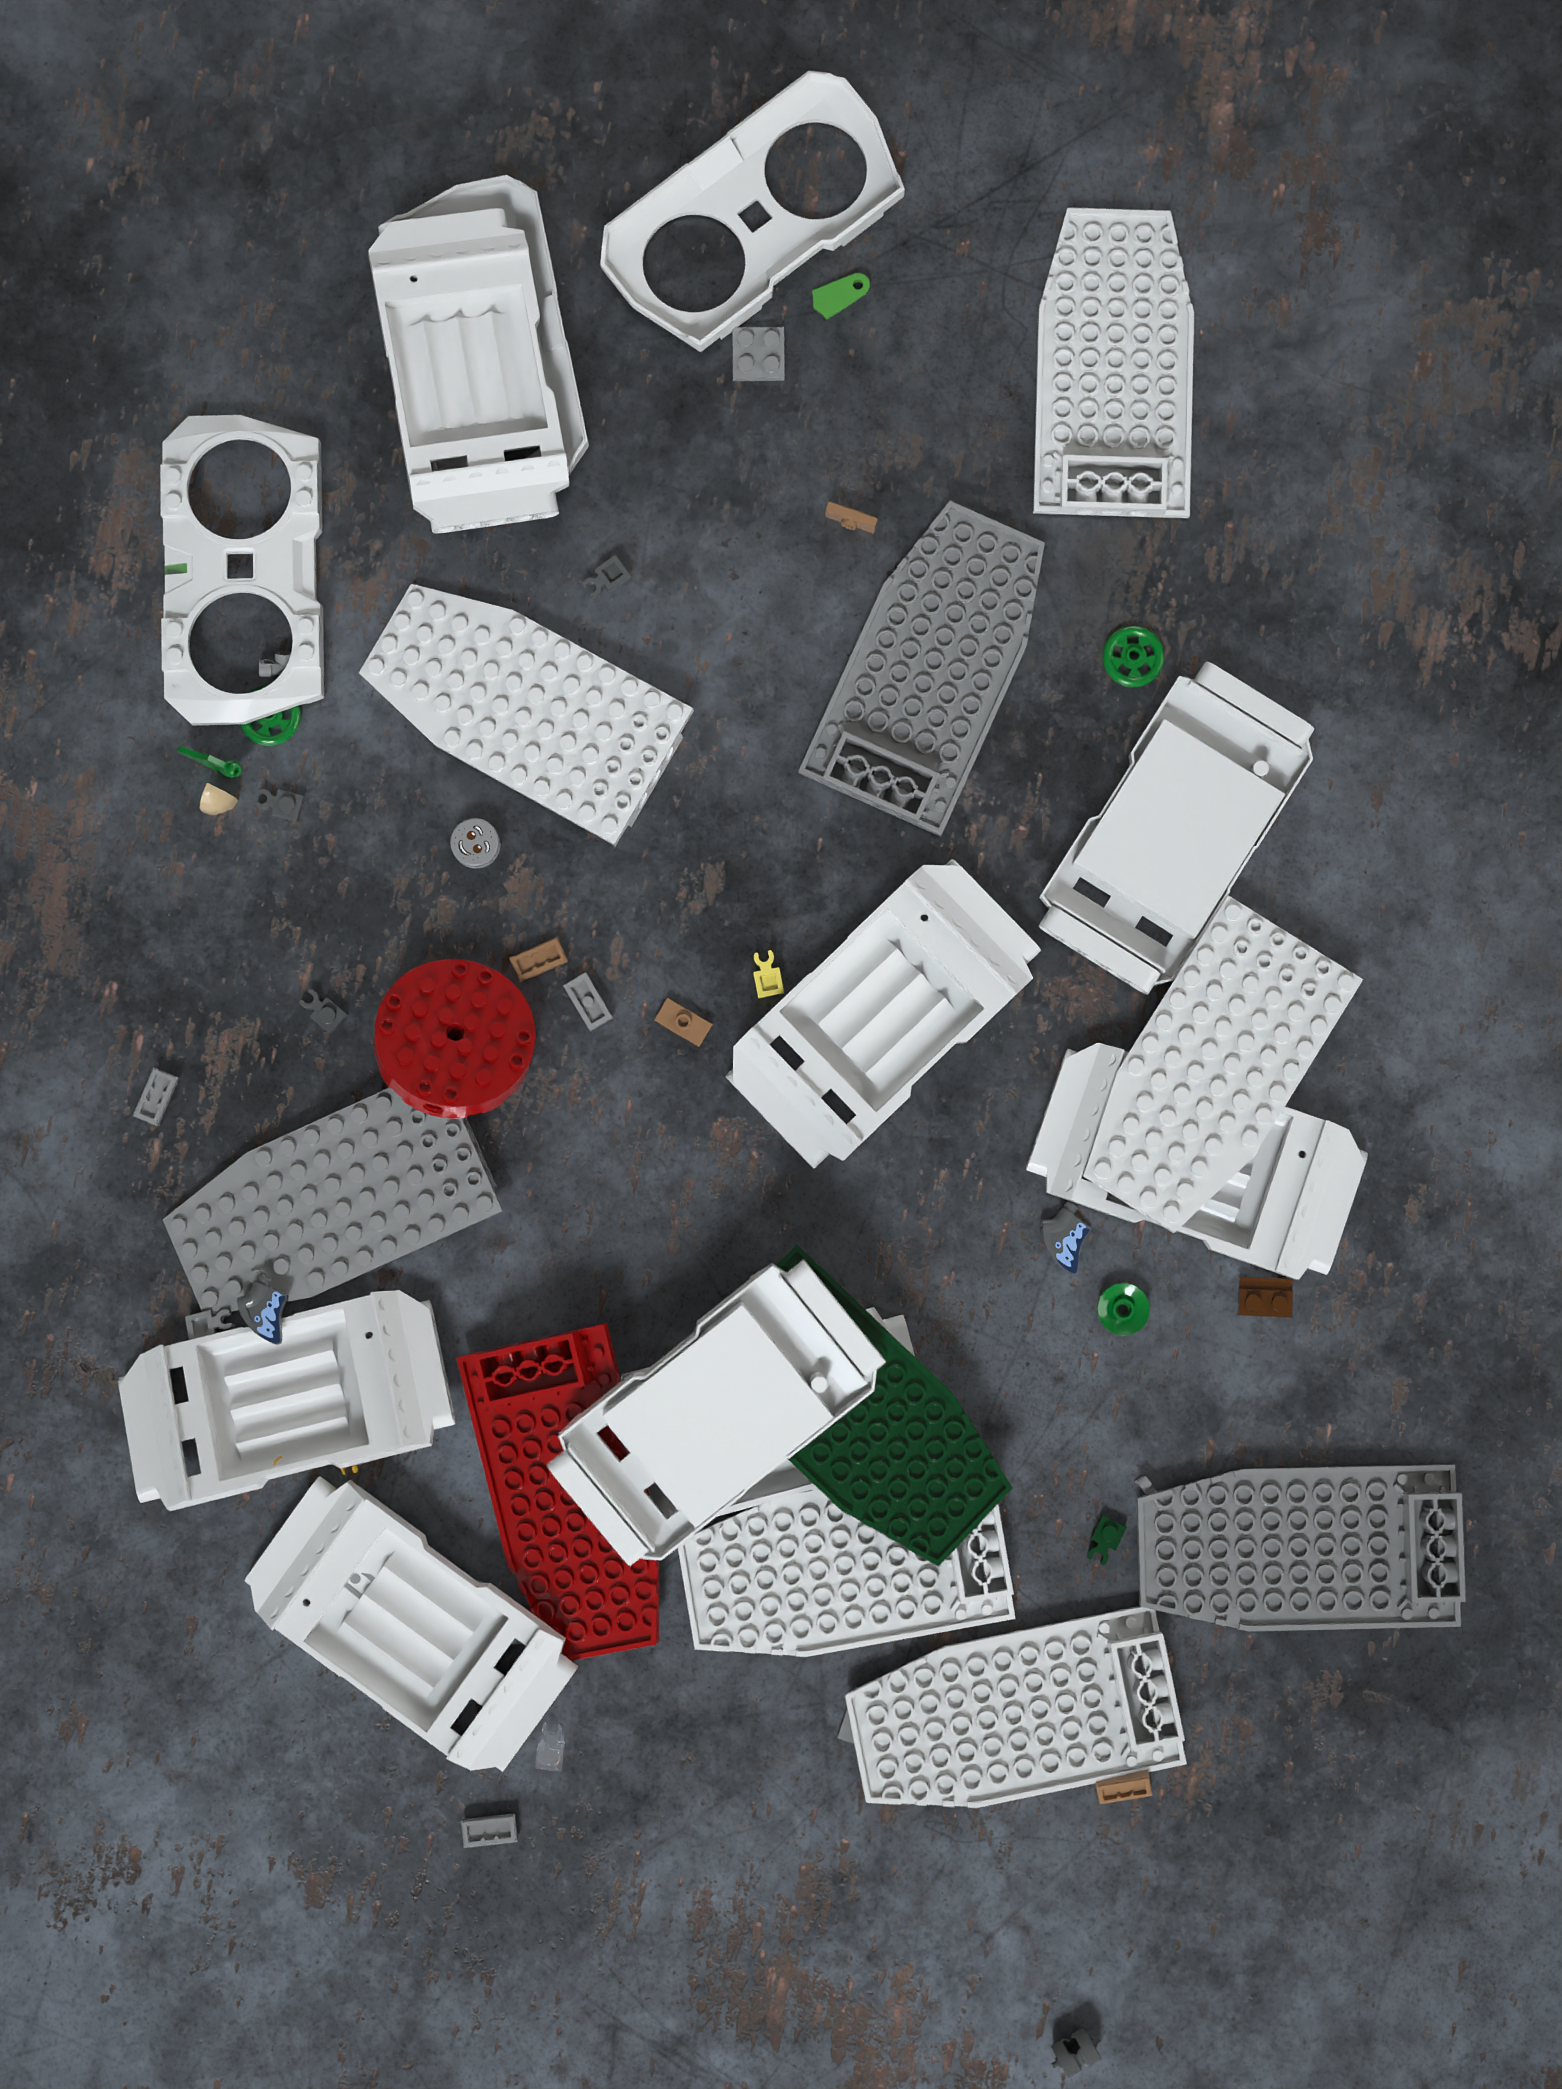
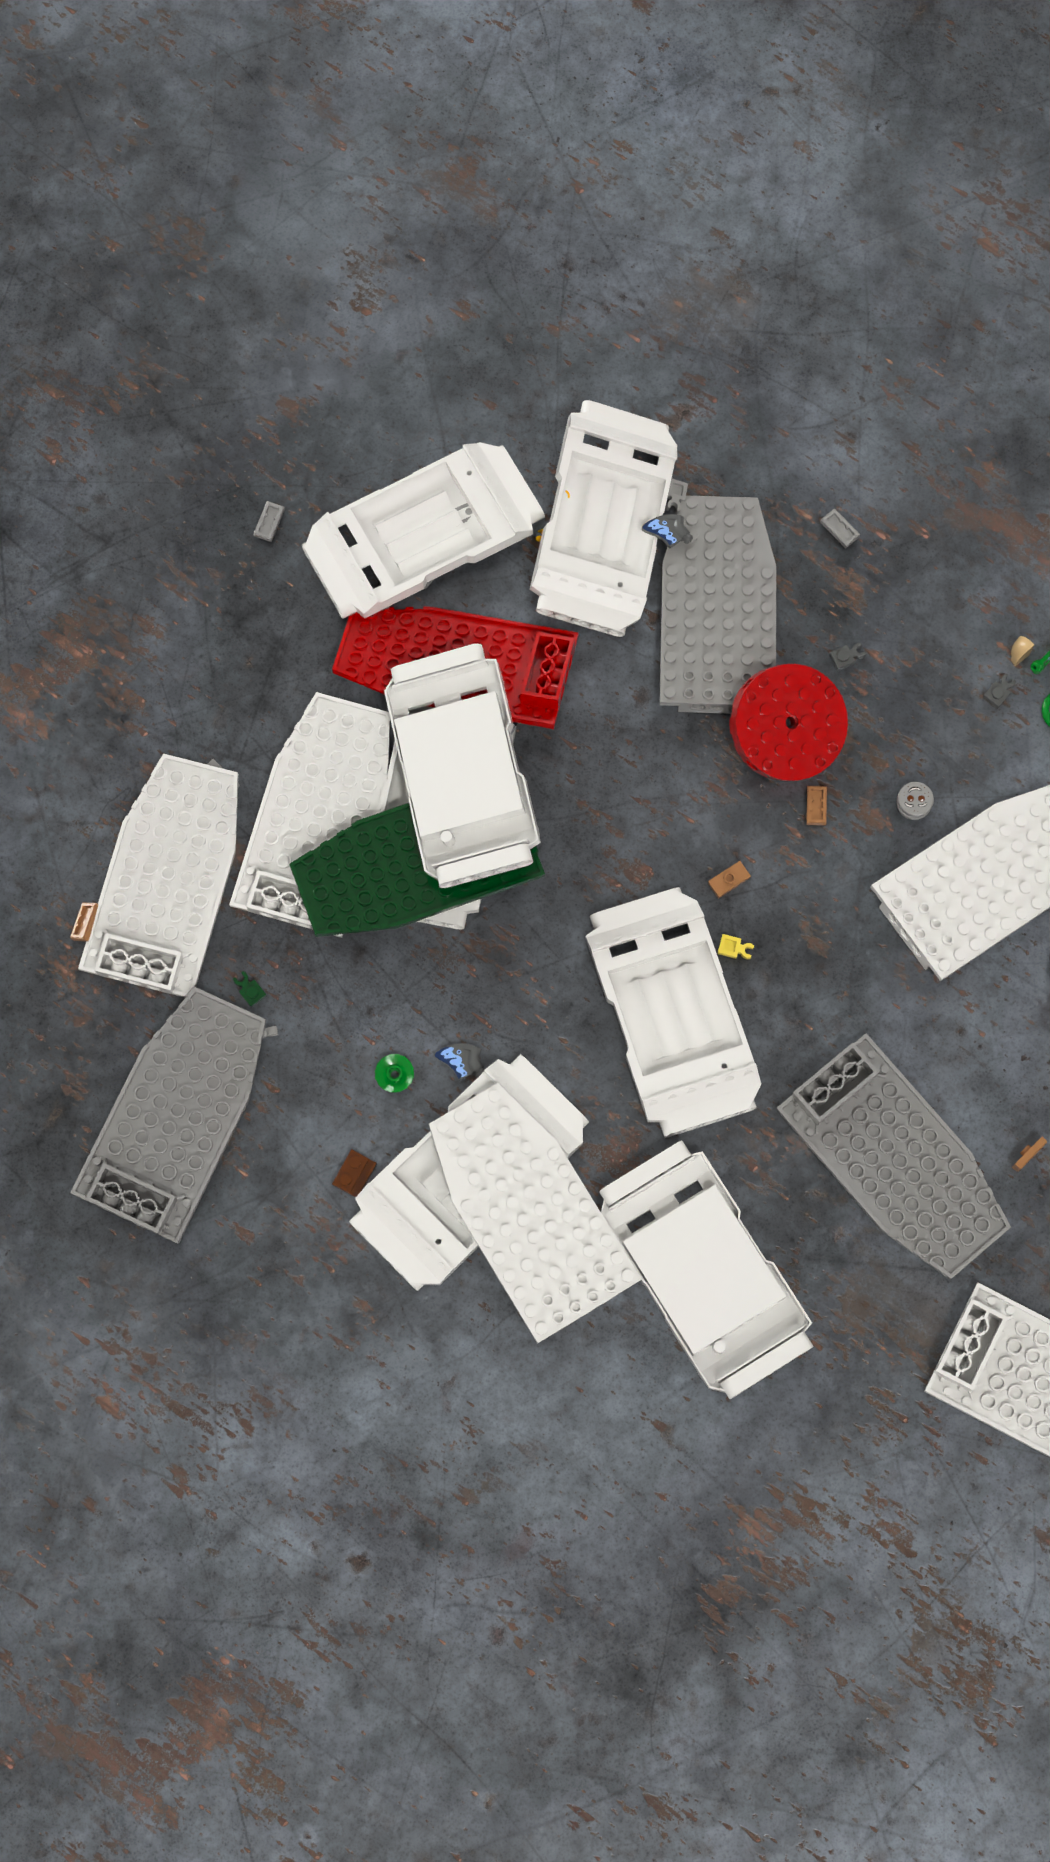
camera: 115 degrees right, 10 degrees down
(550, 1752) = (298, 580): clear plate -> none
(588, 1002) = (772, 823): light grey plate -> none
(1145, 638) = (830, 1316): green plate -> none

